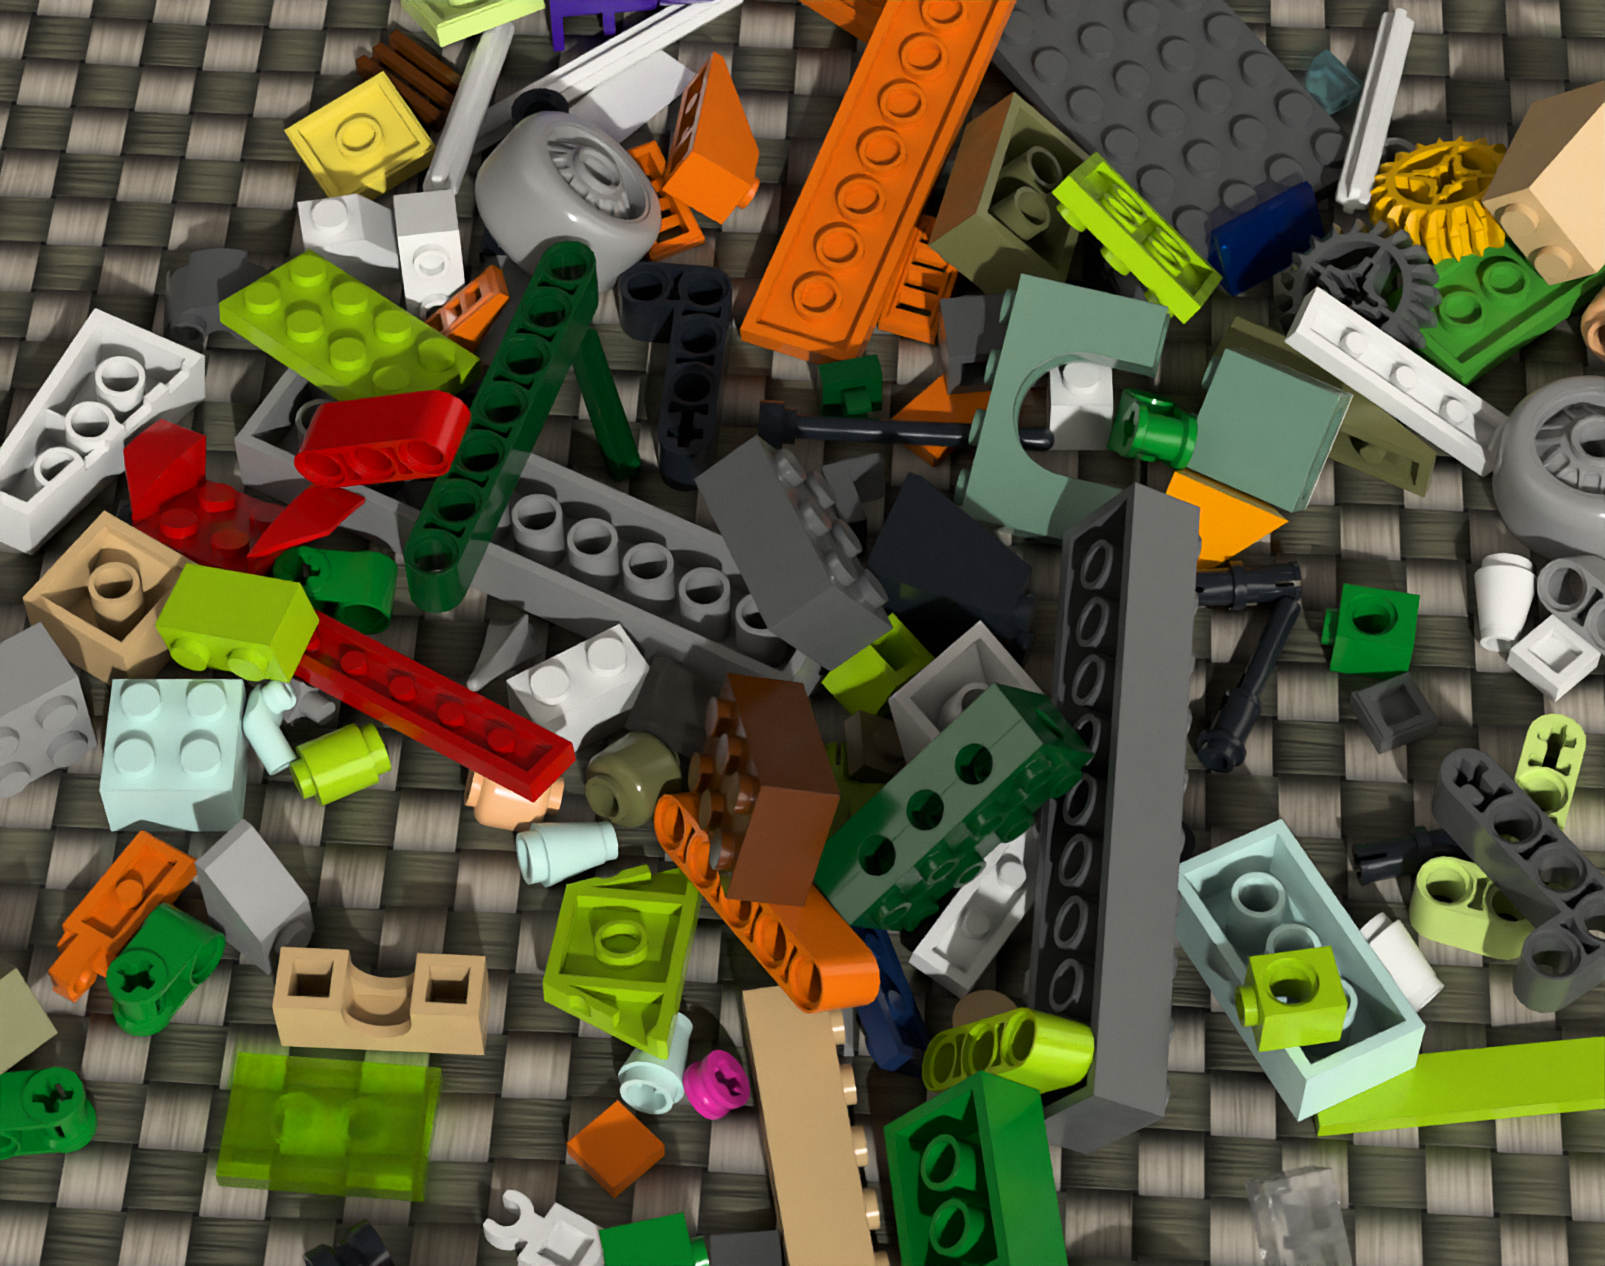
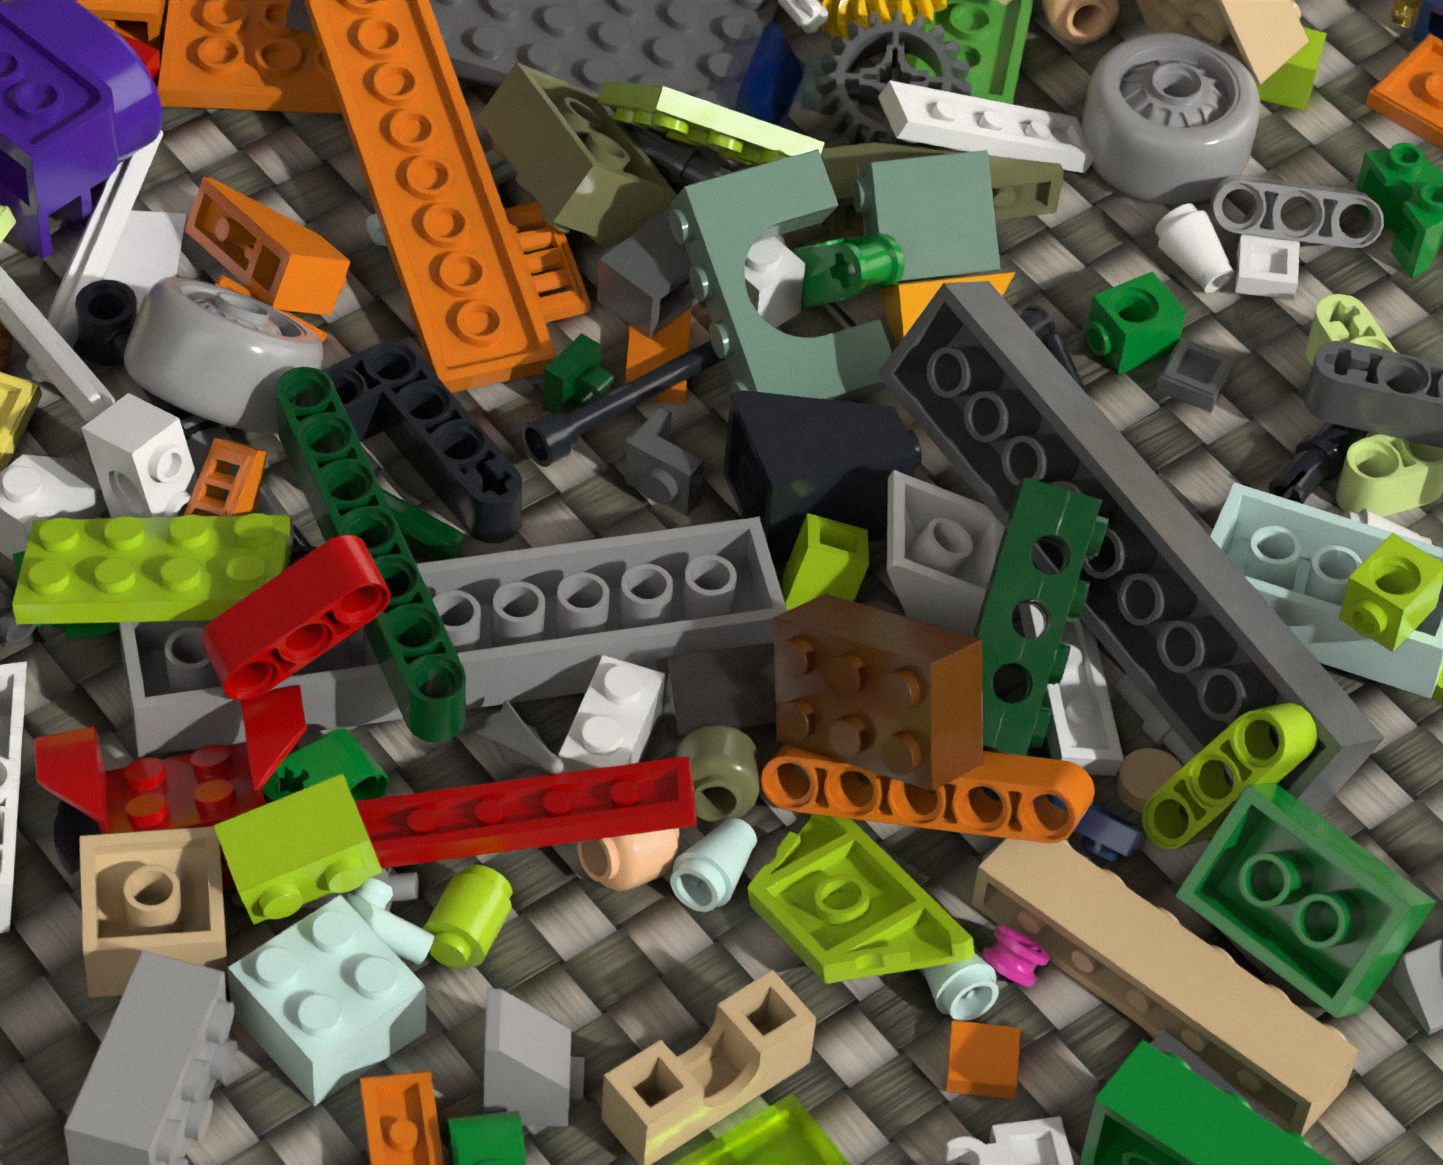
camera: 45 degrees left, 5 degrees down
(795, 552) = (727, 494): dark grey brick -> none

